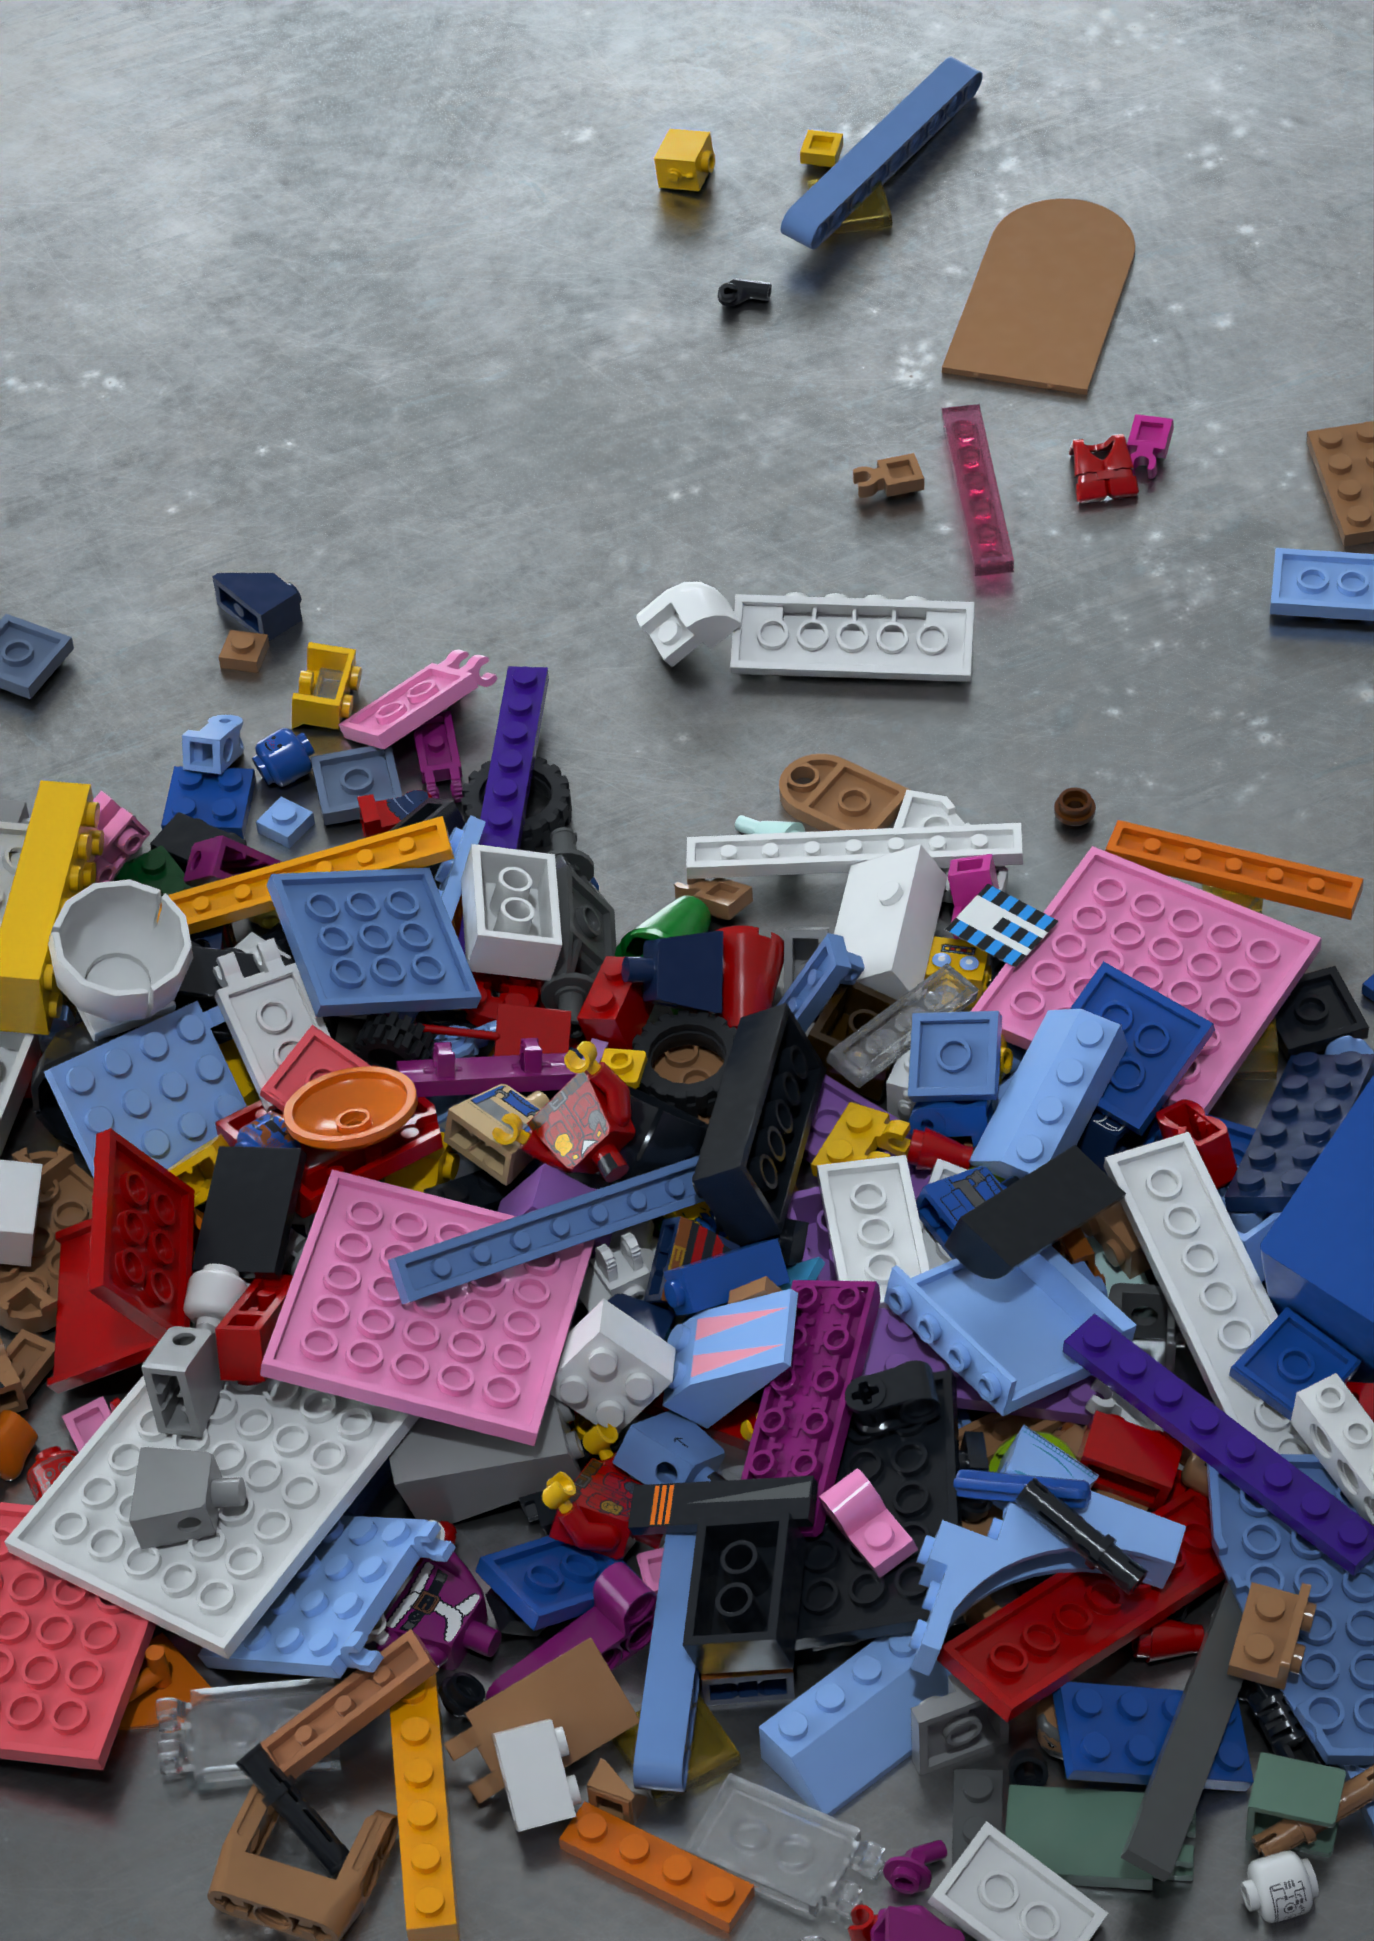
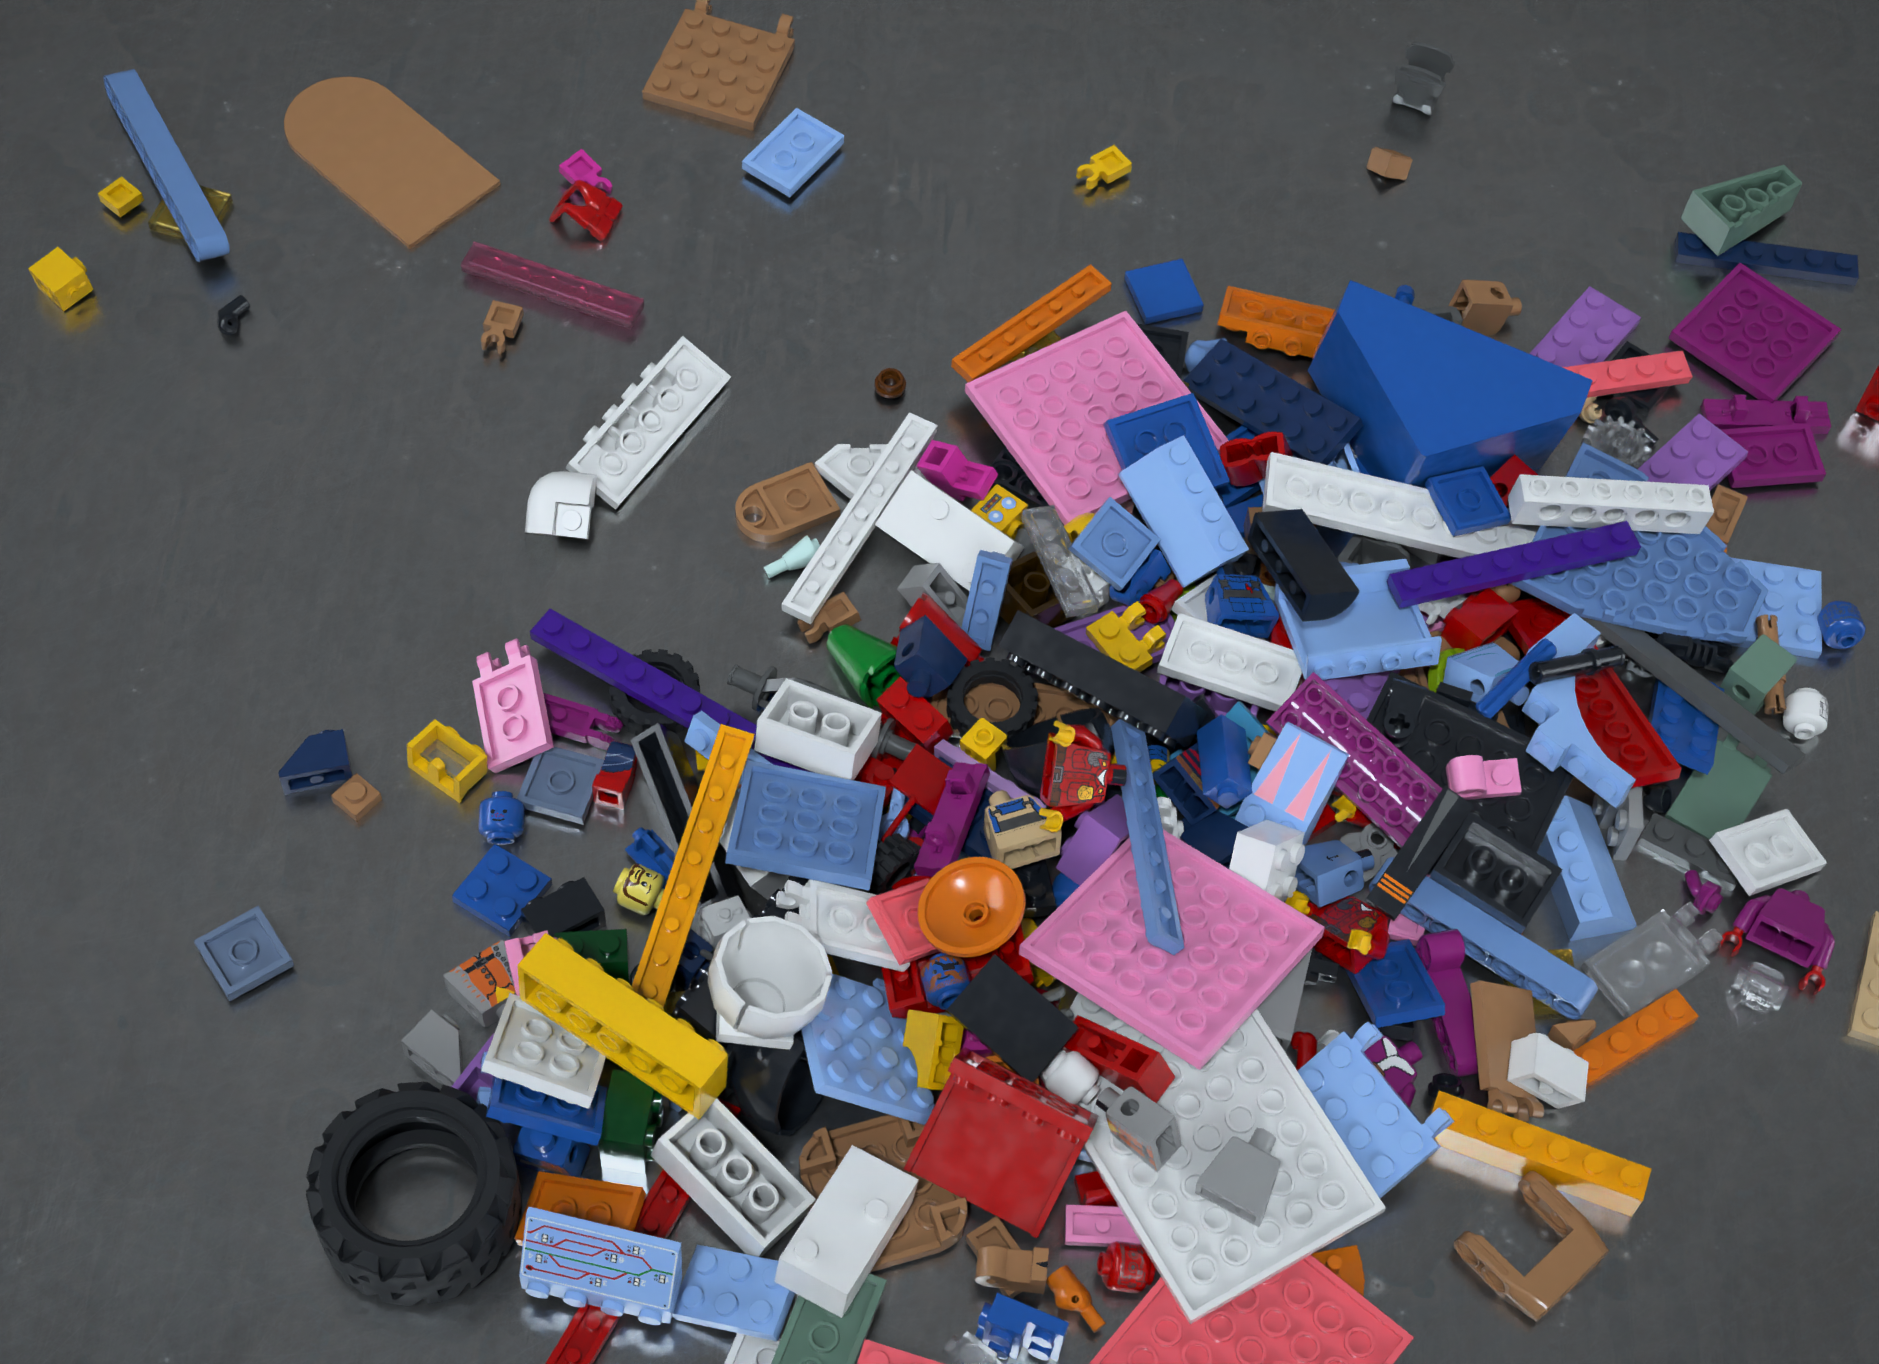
camera: 70 degrees left, 10 degrees up
(214, 745) = (461, 854): light blue leg -> none
(222, 858) = (630, 896): magenta torso -> none
(231, 1721) = (1408, 1235): clear tile -> none
(285, 822) = (560, 848): light blue plate -> none
(293, 1808) = (1497, 1230): black pin -> none
(350, 1706) = (1453, 1160): nougat plate -> none
(1001, 925) = (1004, 465): sticker -> none
(1269, 1635) = (1664, 613): medium nougat bracket -> none

